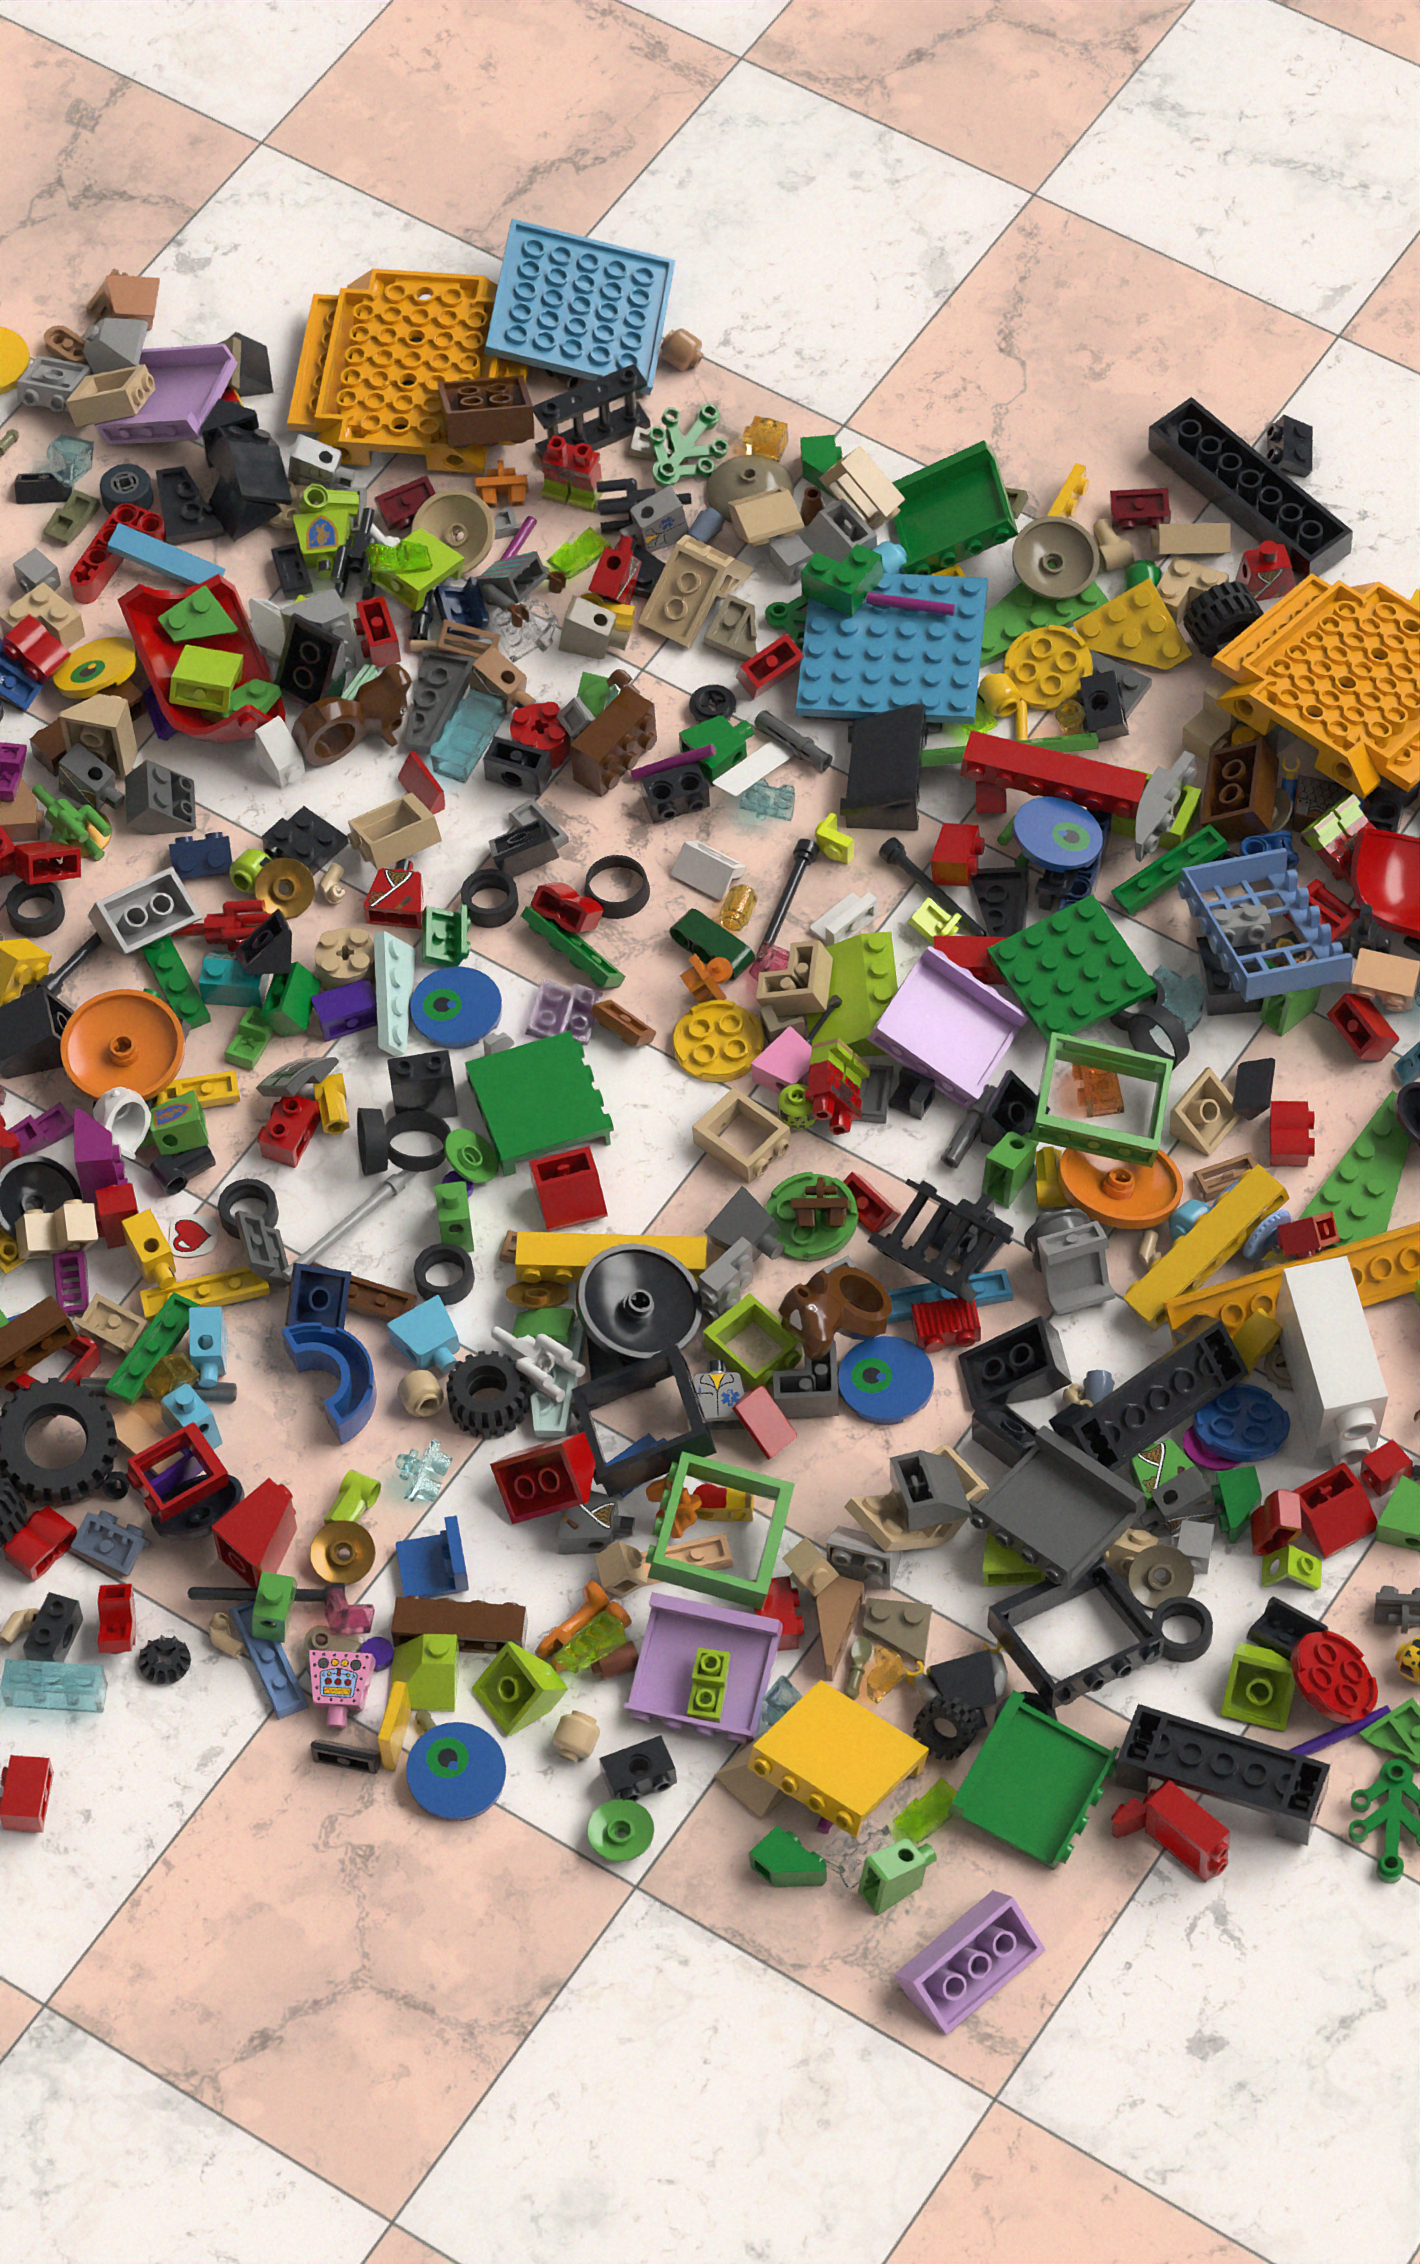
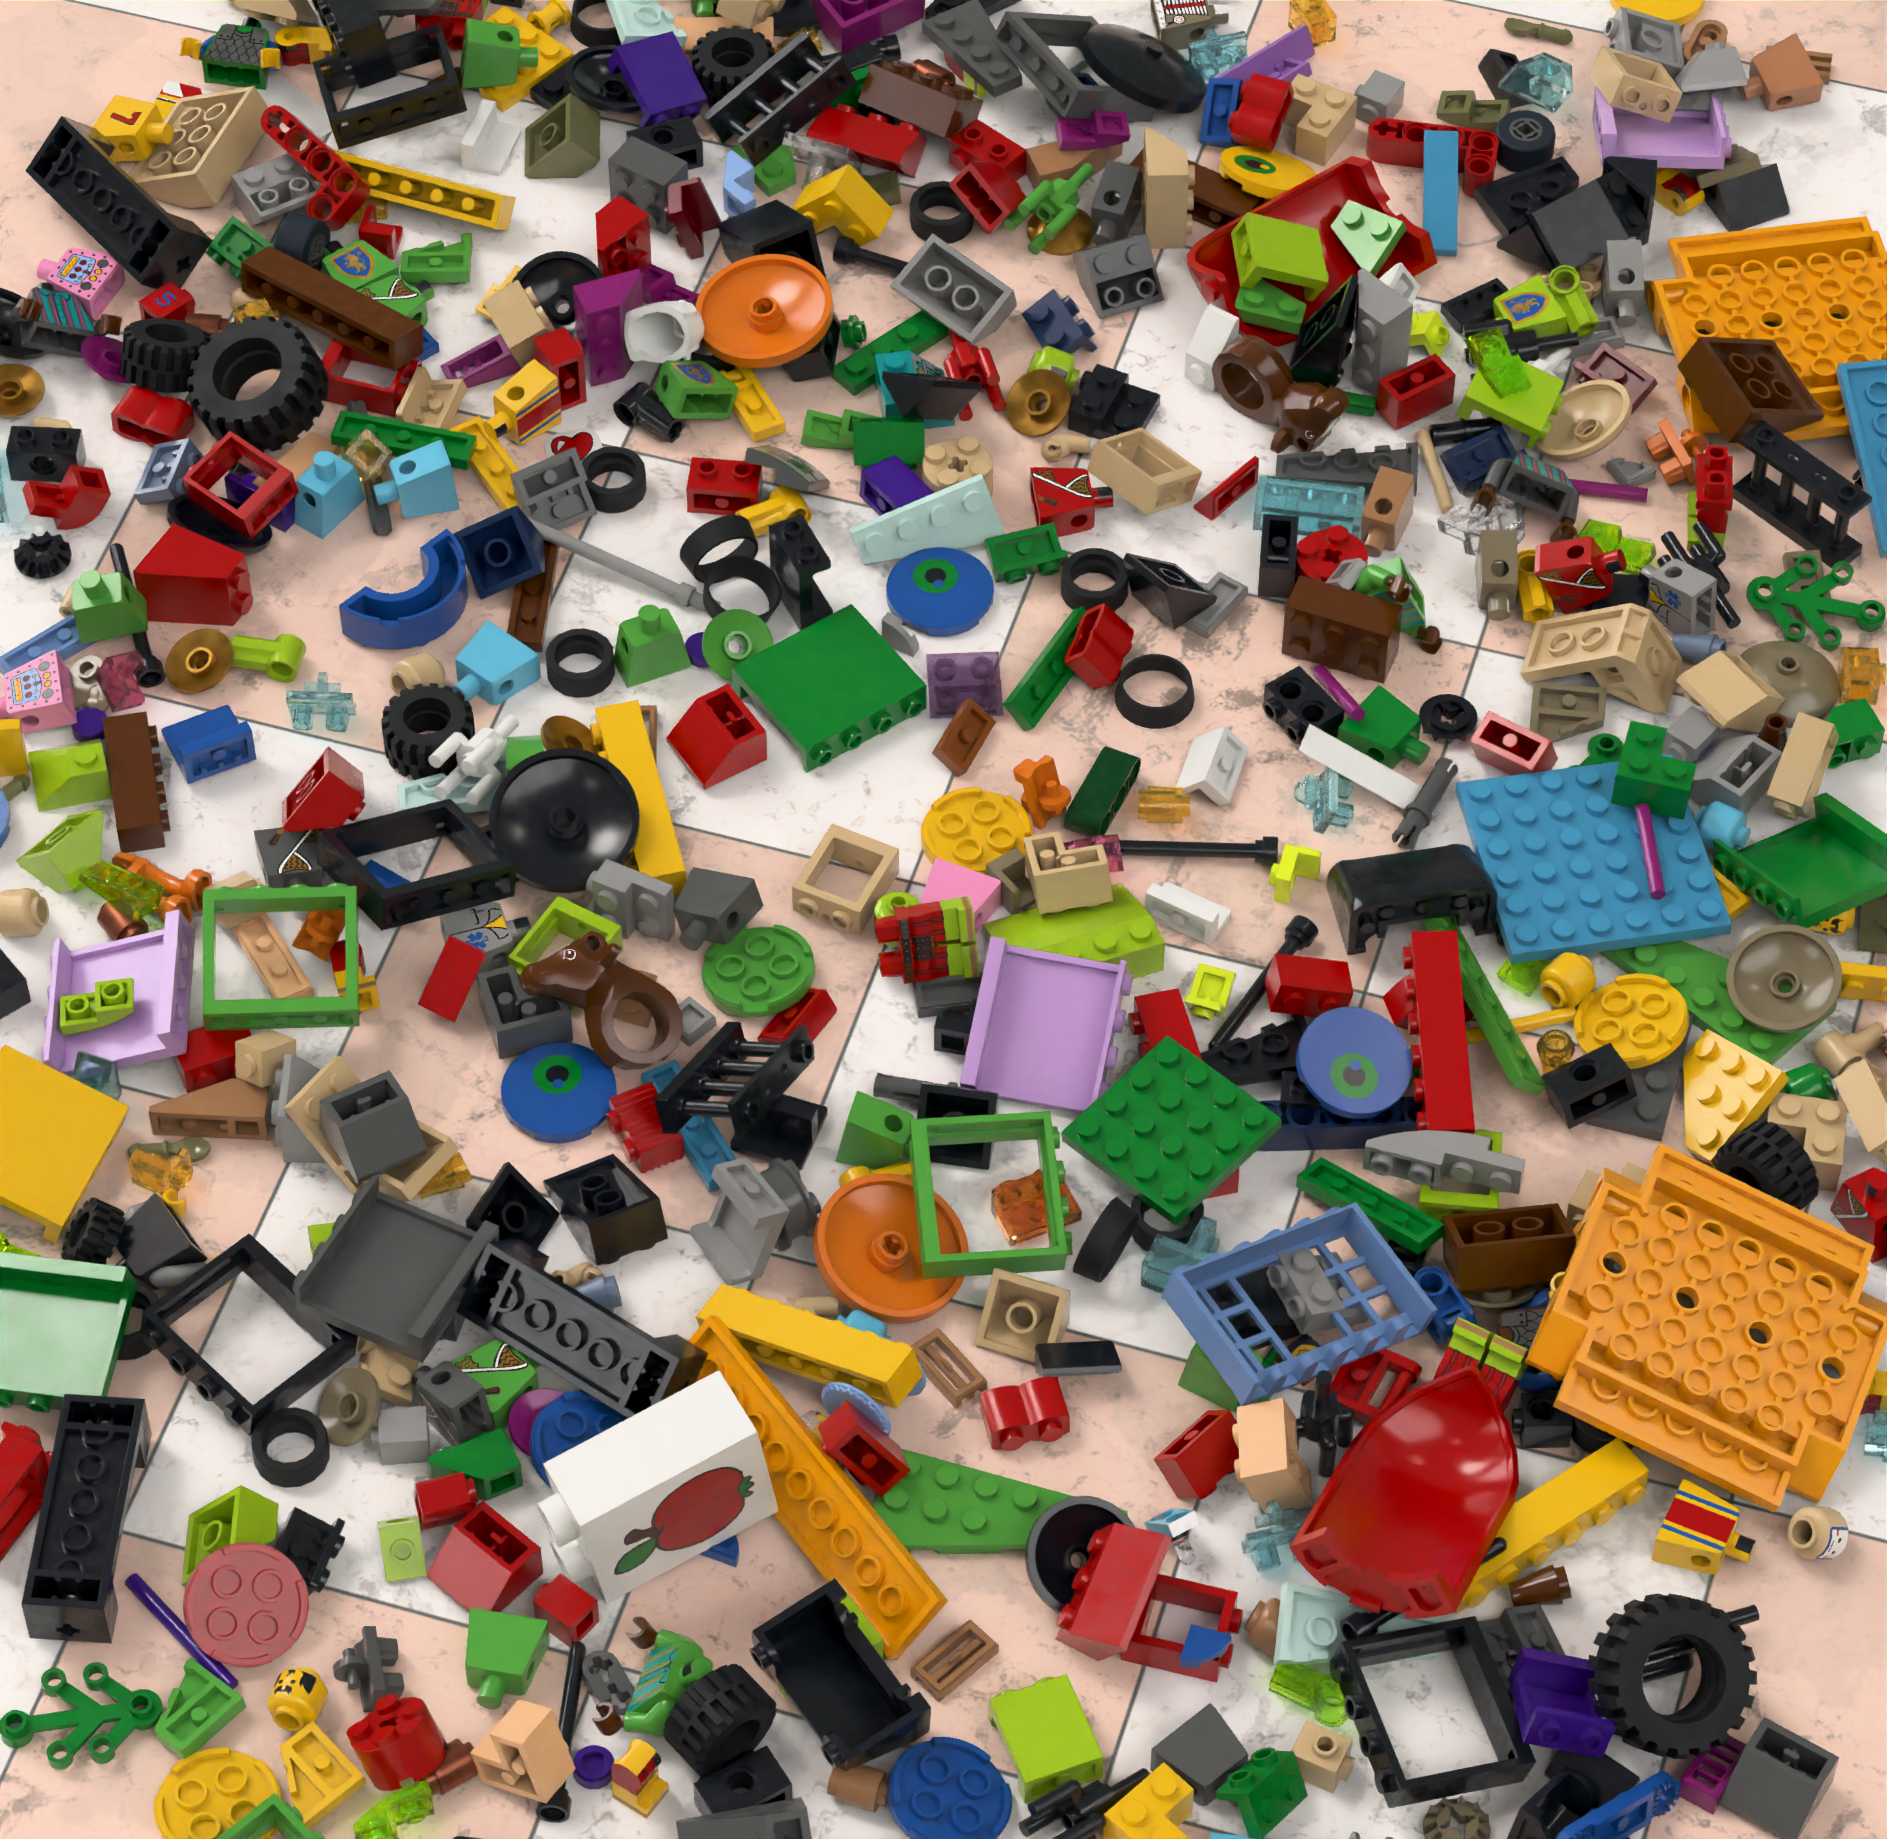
camera: 70 degrees right, 5 degrees down
(444, 635) = (1441, 496): medium nougat tile -> none
(806, 1208) = (761, 961): reddish brown hips -> none
(834, 1002) = (998, 913): black hinge -> none
(899, 1625) = (232, 1179): dark tan wing -> none

